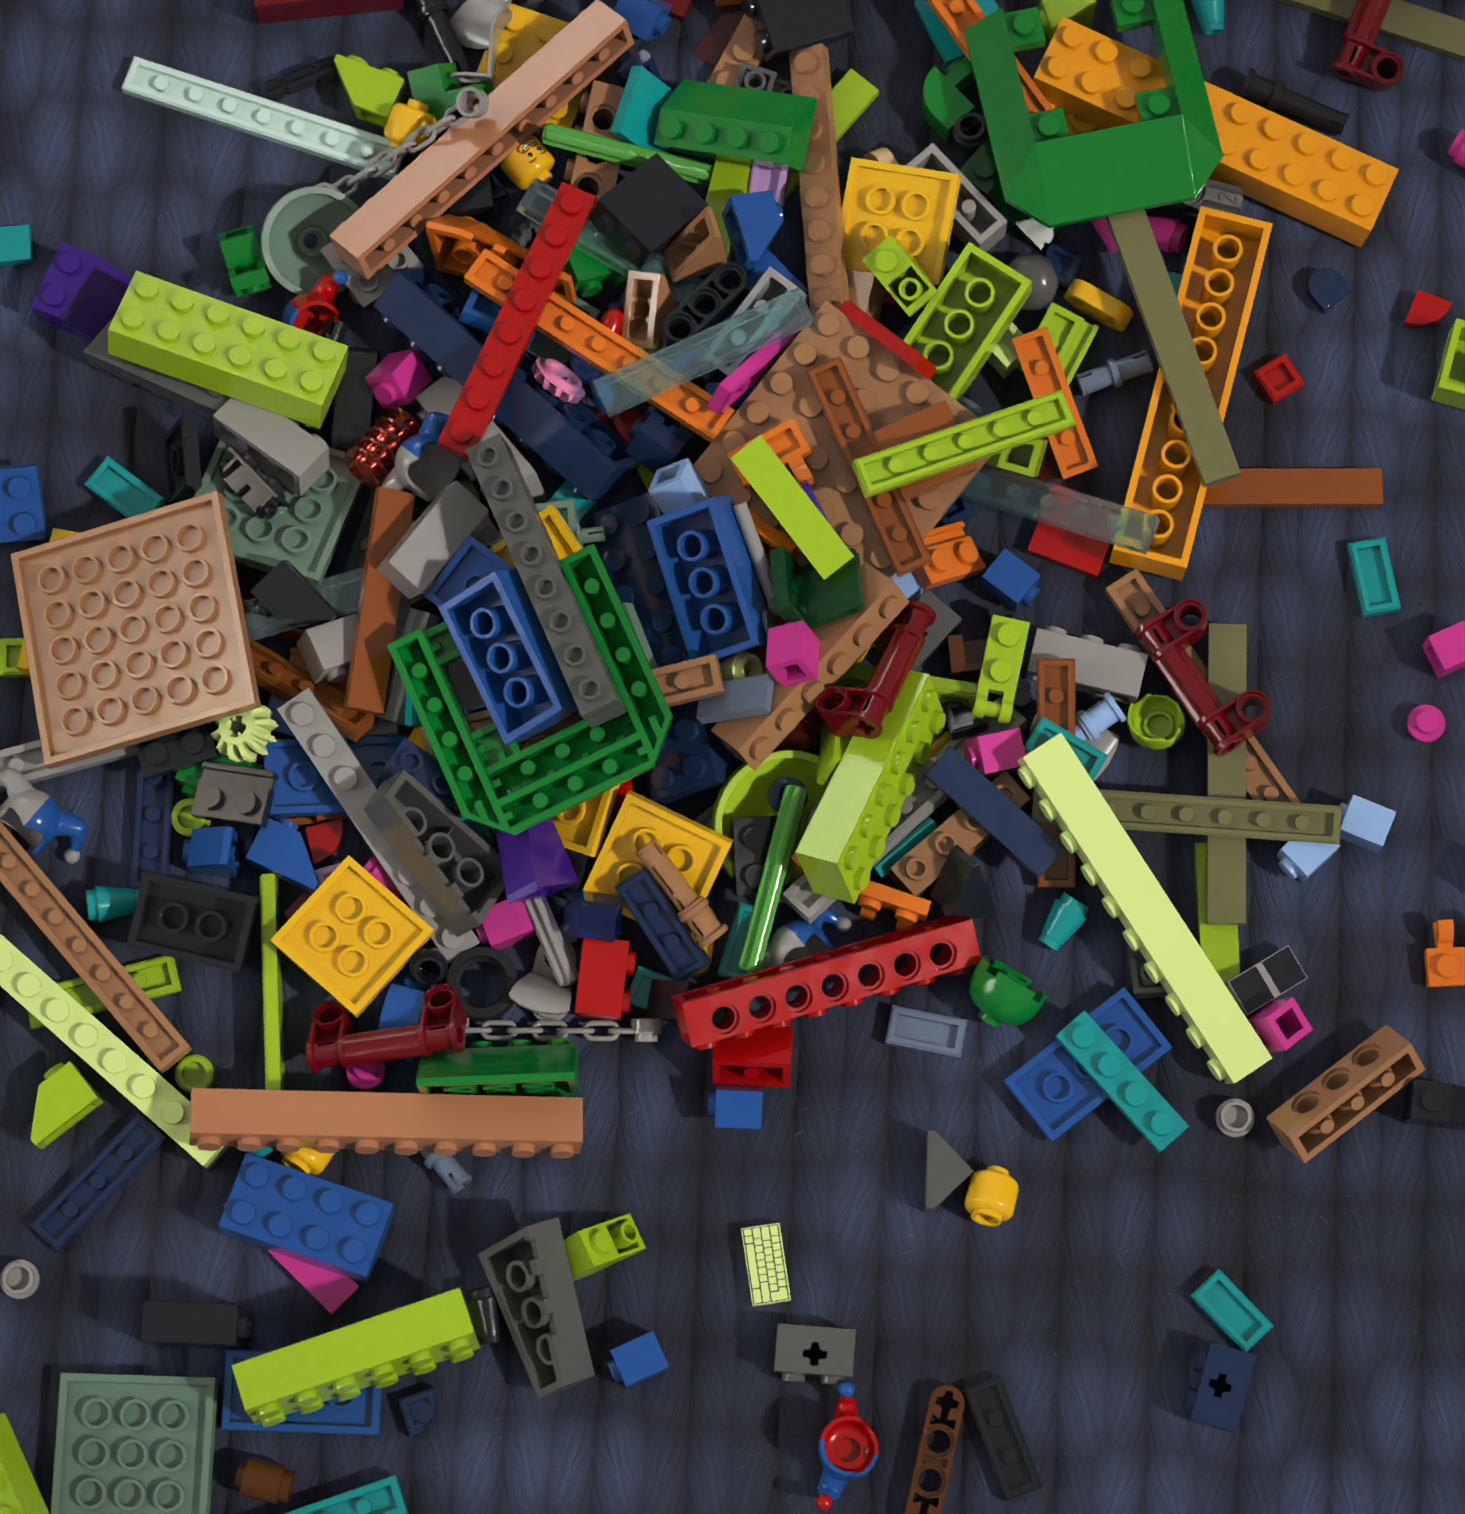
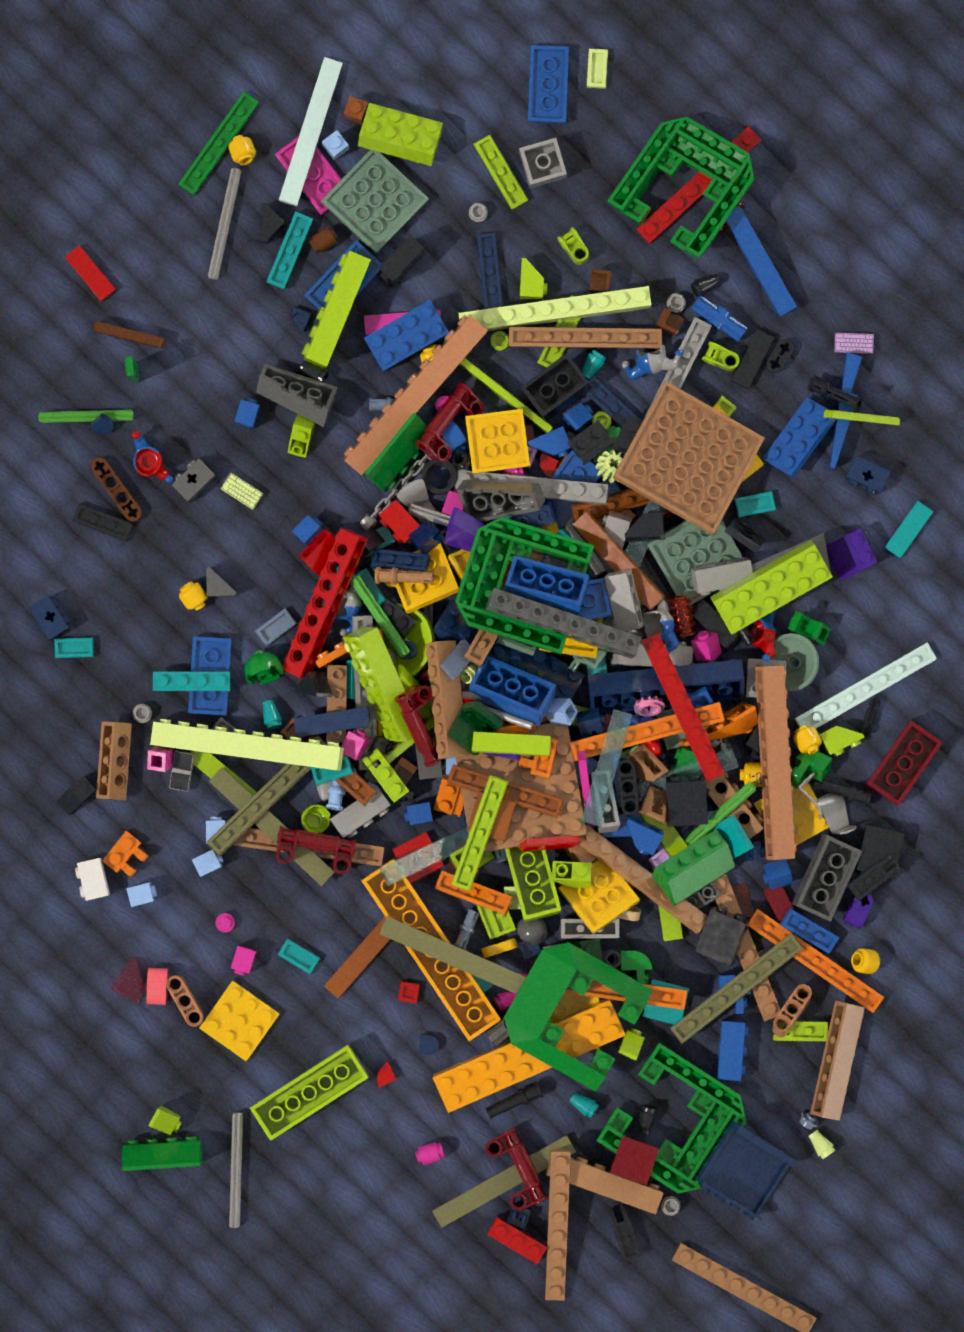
camera: 130 degrees right, 10 degrees up
(264, 493) = (716, 554): black hinge -> none
(463, 105) = (789, 761): light grey piece -> none
(792, 653) = (454, 694): dark pink brick -> none

